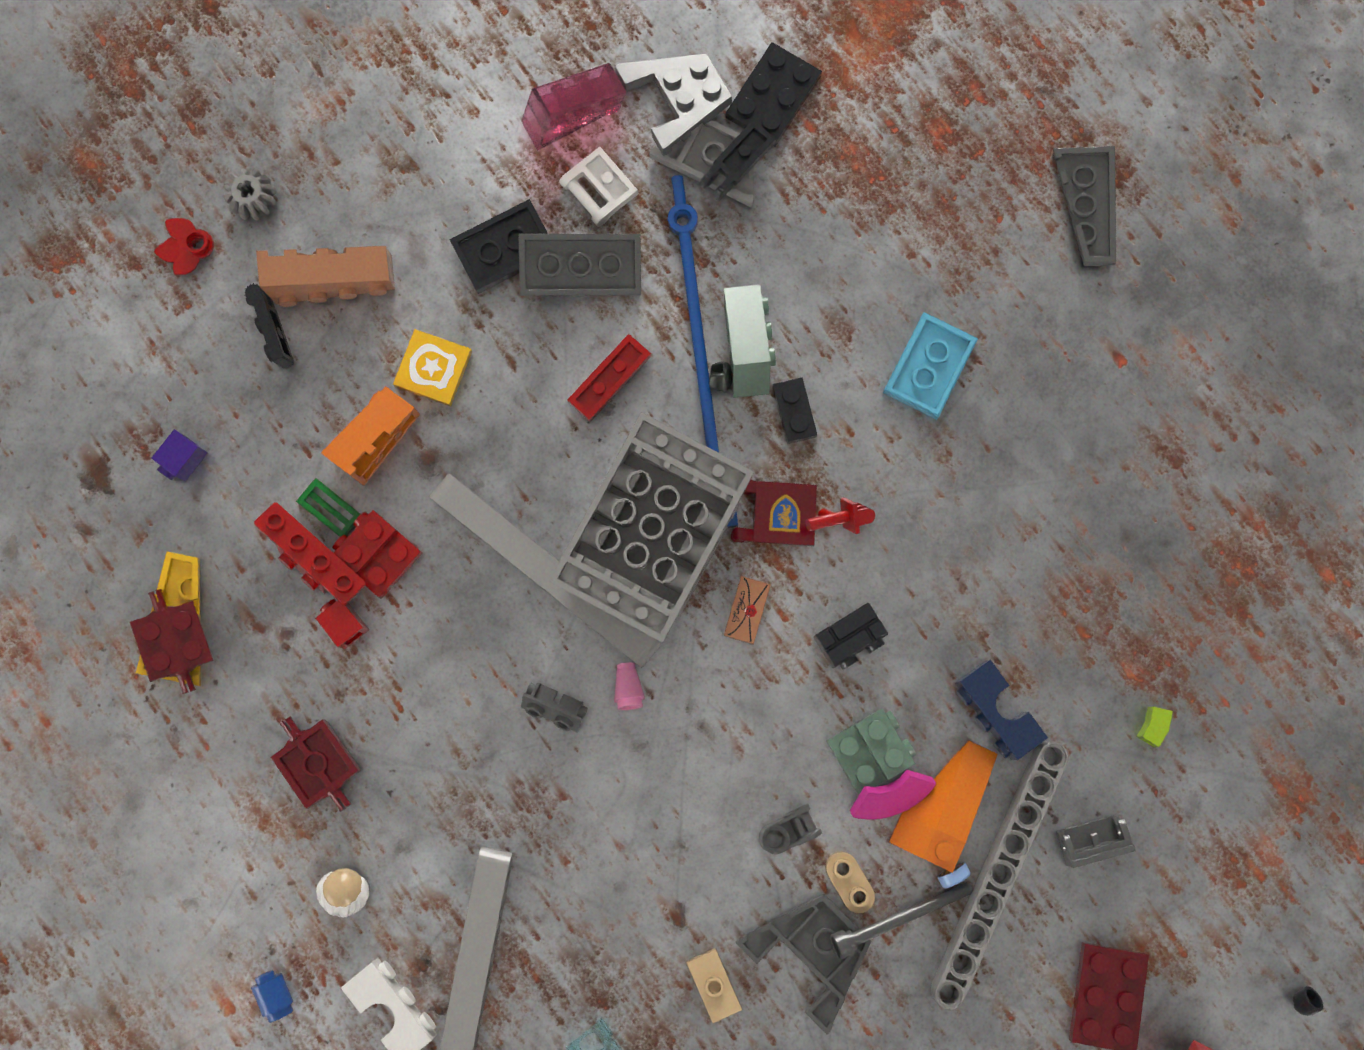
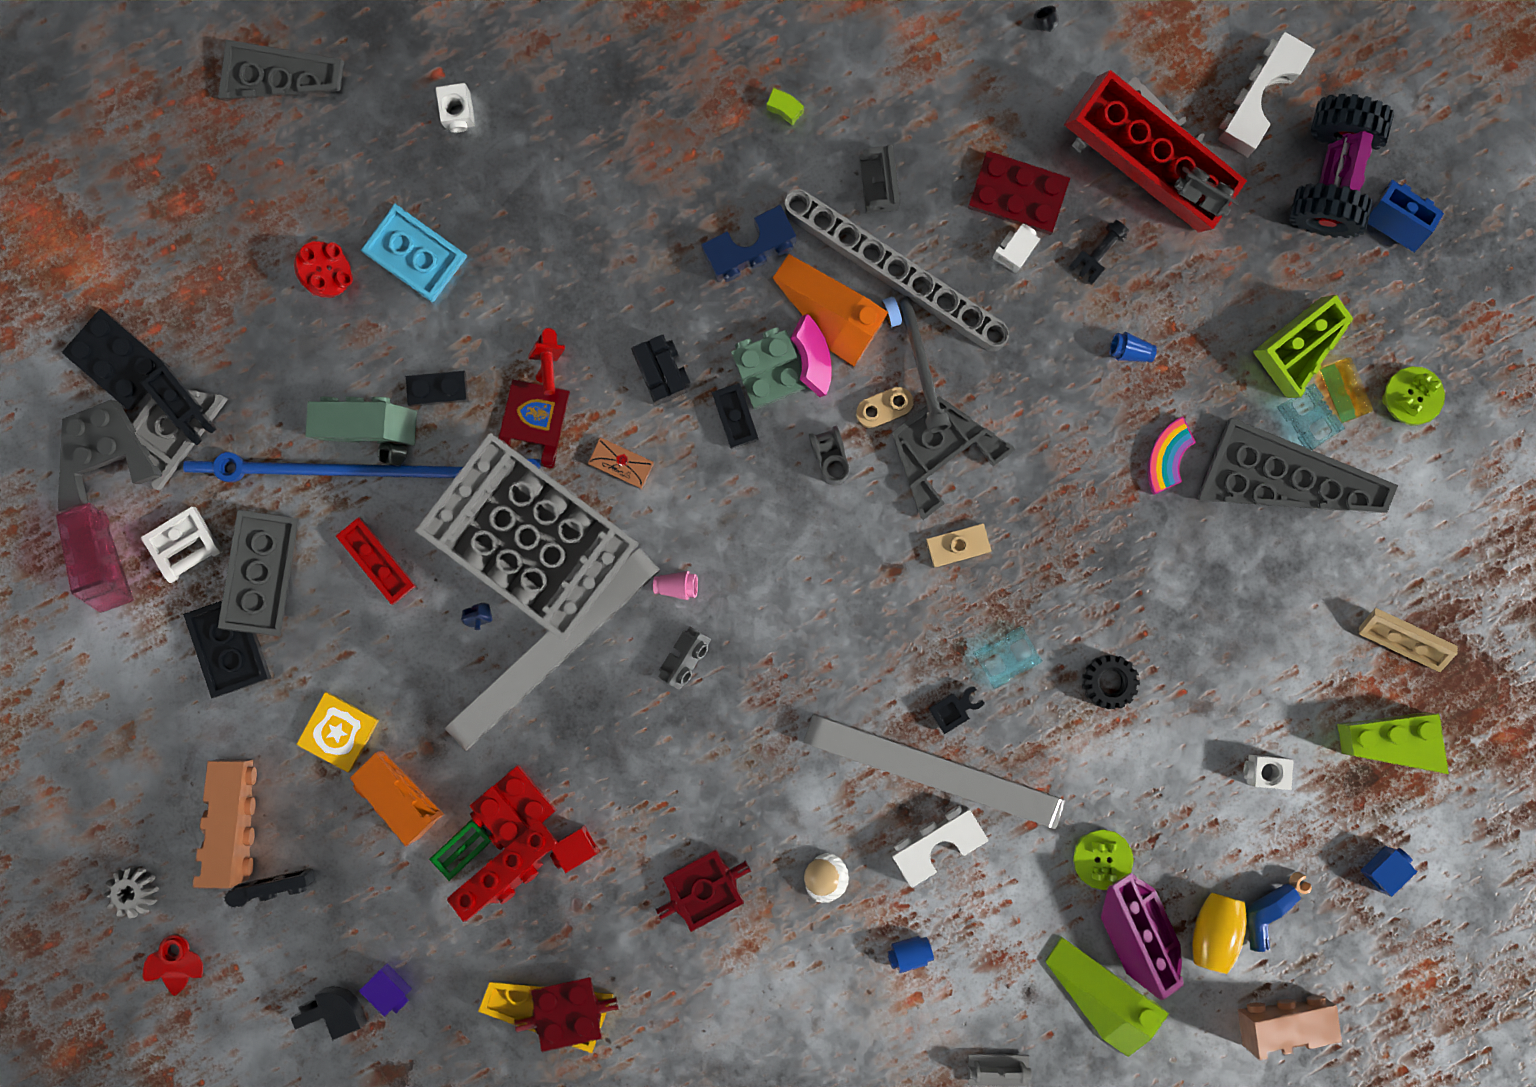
camera: 80 degrees left, 5 degrees up
(157, 410) = (338, 1008): none -> black brick
(534, 1004) = (952, 711): none -> black plate
(568, 487) = (477, 615): none -> dark blue piece
(815, 722) = (735, 415): none -> black plate
(910, 274) = (322, 256): none -> red plate
(1047, 1004) = (1017, 248): none -> white brick
(1099, 377) = (455, 95): none -> white brick

